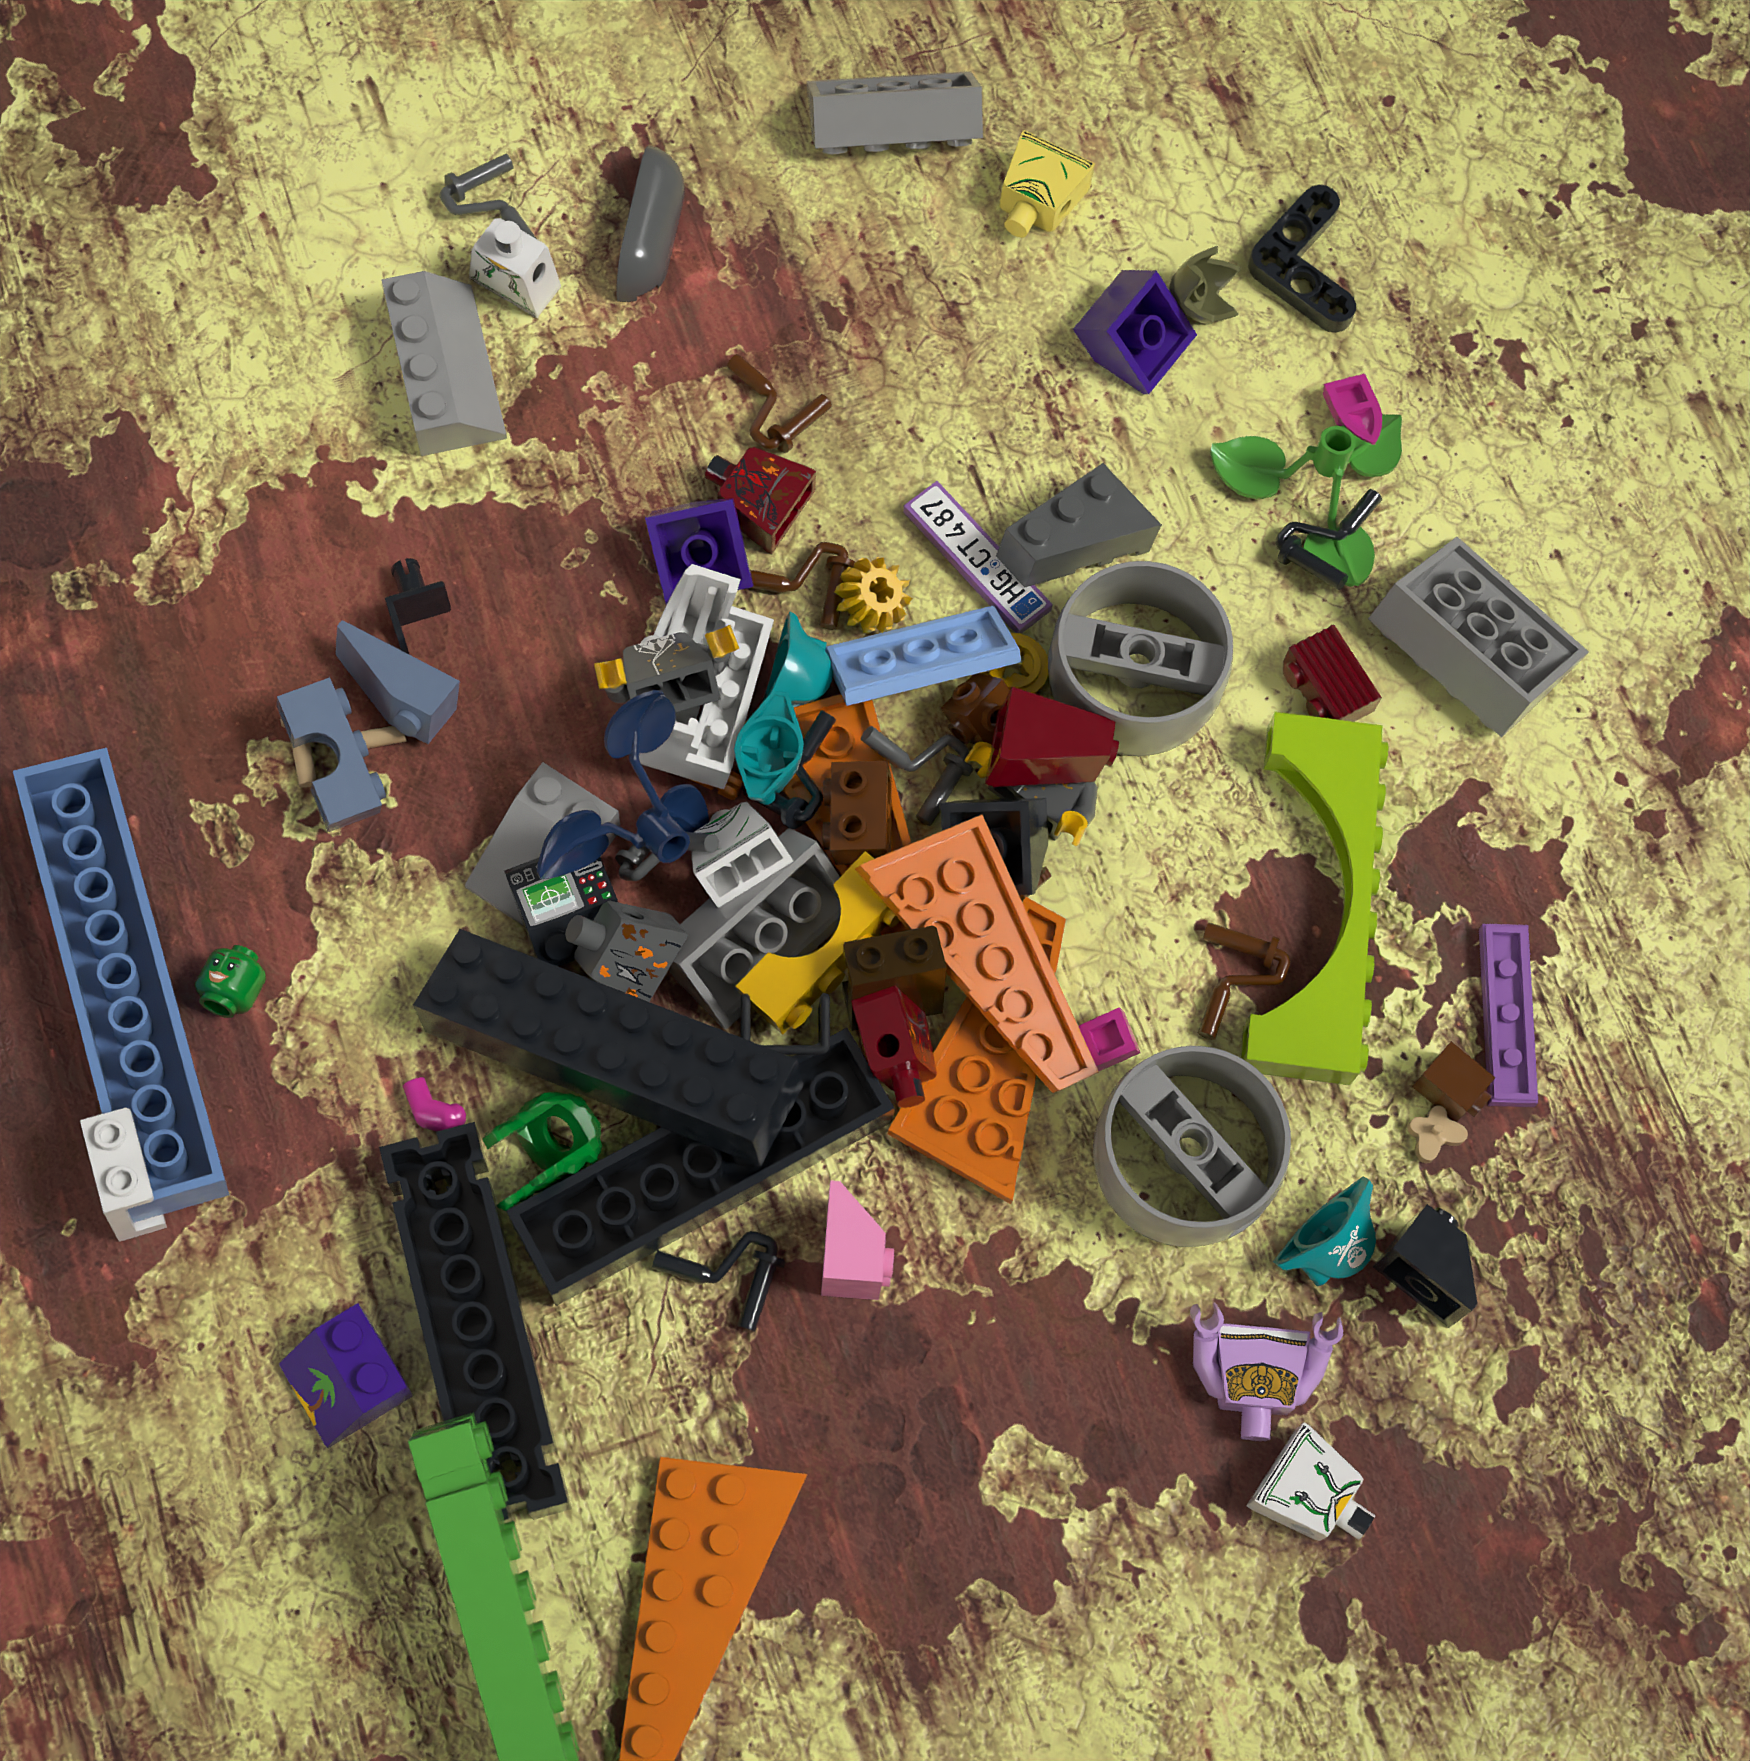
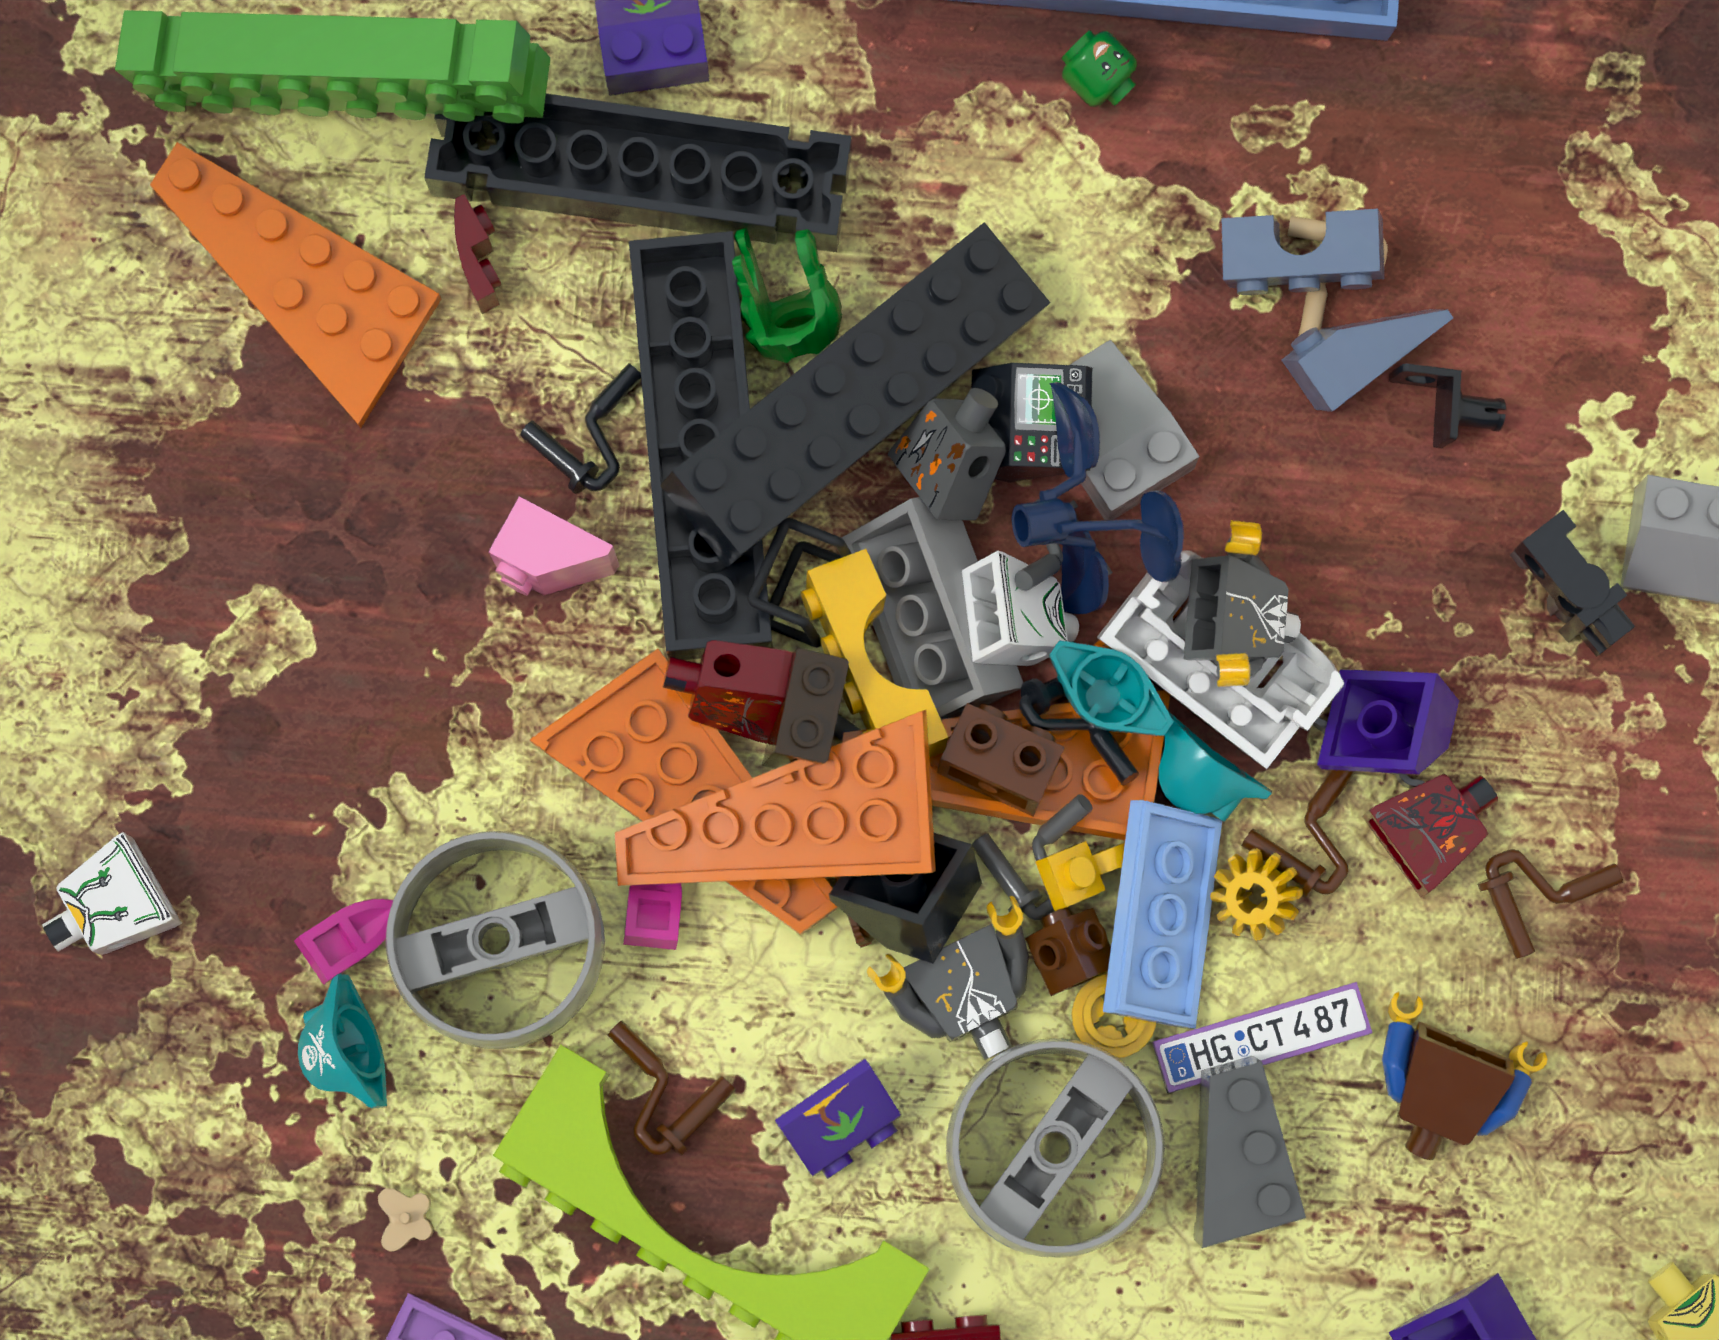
camera: 120 degrees right, 10 degrees up
(429, 1112) = (879, 213): dark pink arm -> none
(527, 459) = (1576, 589): none -> black hips
(598, 1449) = (473, 243): none -> dark red slope
(917, 731) = (1076, 872): none -> yellow plate
(950, 411) = (1449, 1083): none -> reddish brown torso
(1048, 742) = (987, 986): dark red slope -> none
(1193, 830) = (840, 1119): none -> dark purple slope
(1243, 1278) = (345, 937): none -> dark pink plate
(1260, 1367) = (250, 906): lavender torso -> none
(1432, 1265) = (268, 1126): black slope -> none
(1455, 1083) = (442, 1261): reddish brown brick -> none

